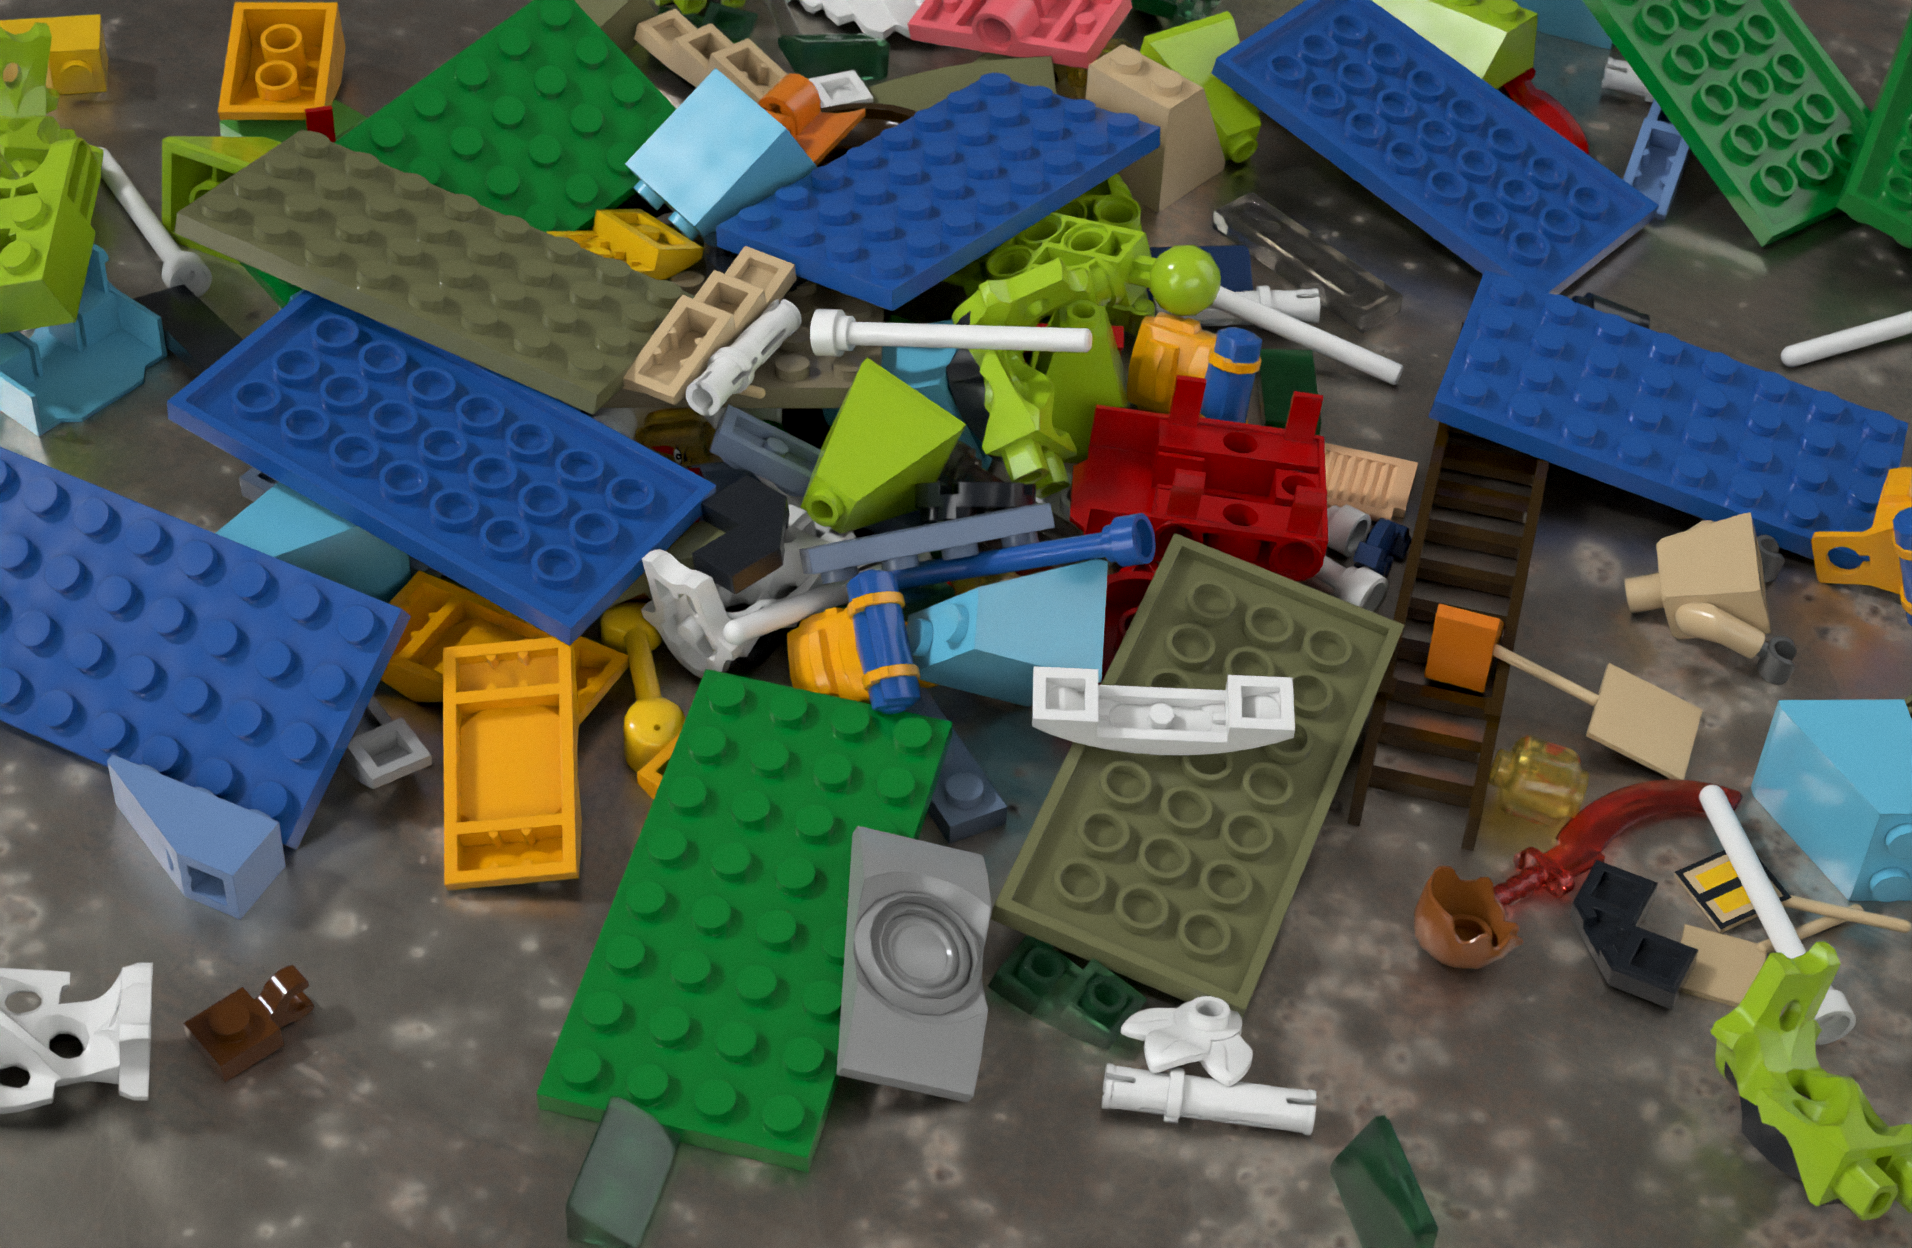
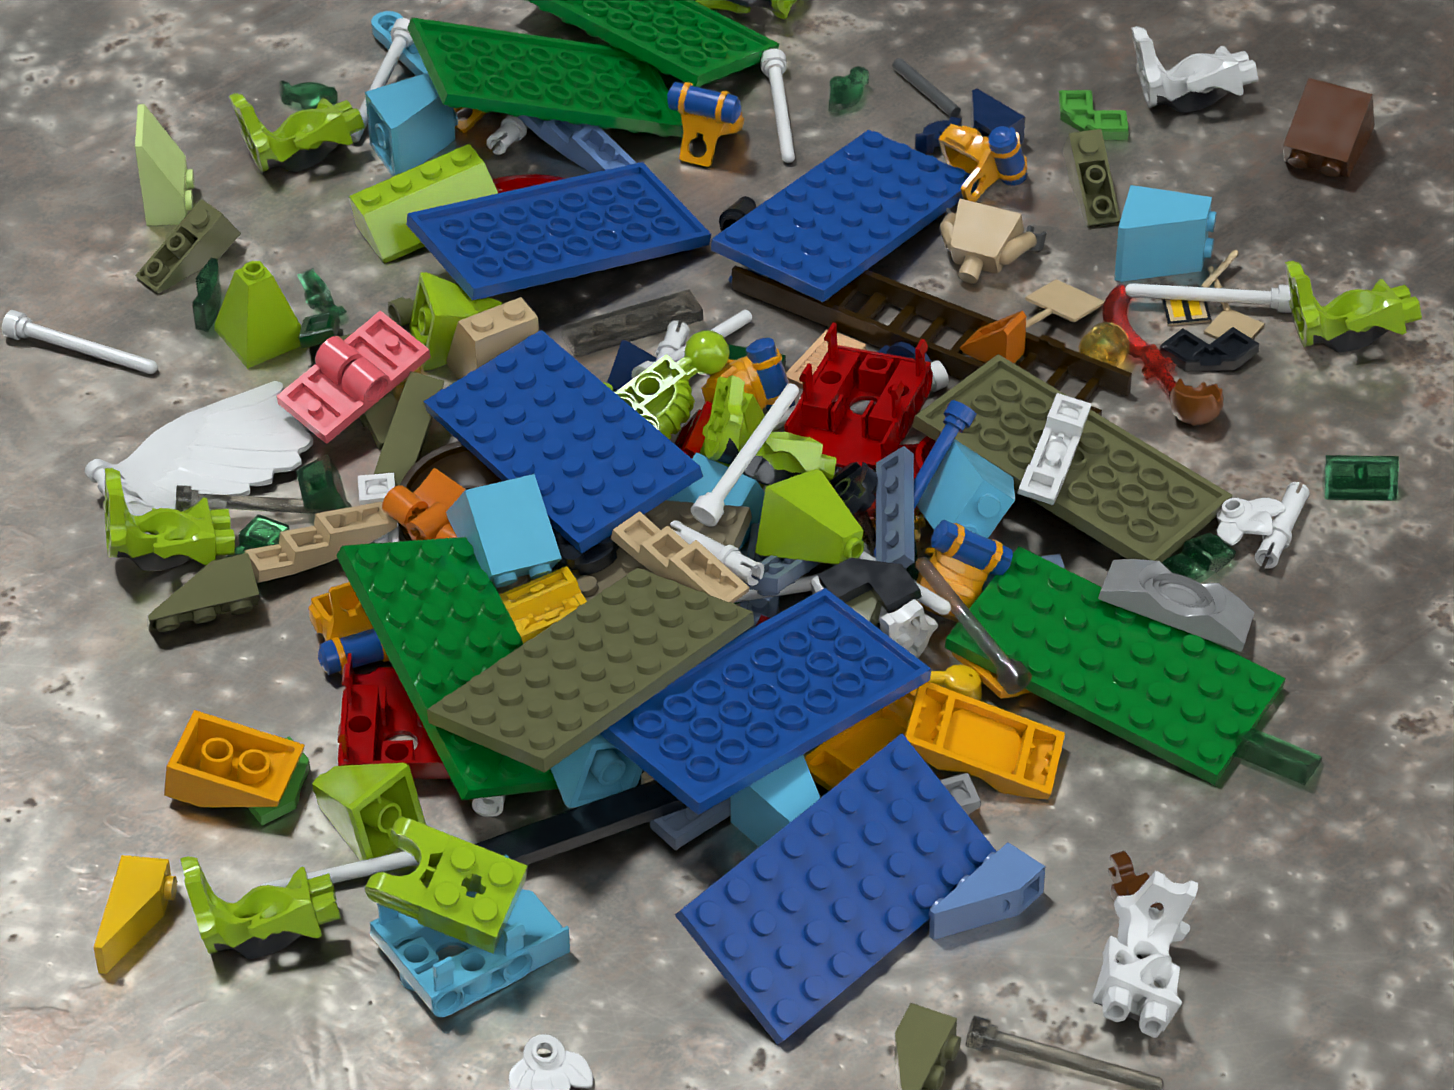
camera: 70 degrees left, 0 degrees up
(636, 752) = (1011, 673): none -> clear smoke piece
(1782, 233) = (704, 113): none -> piece

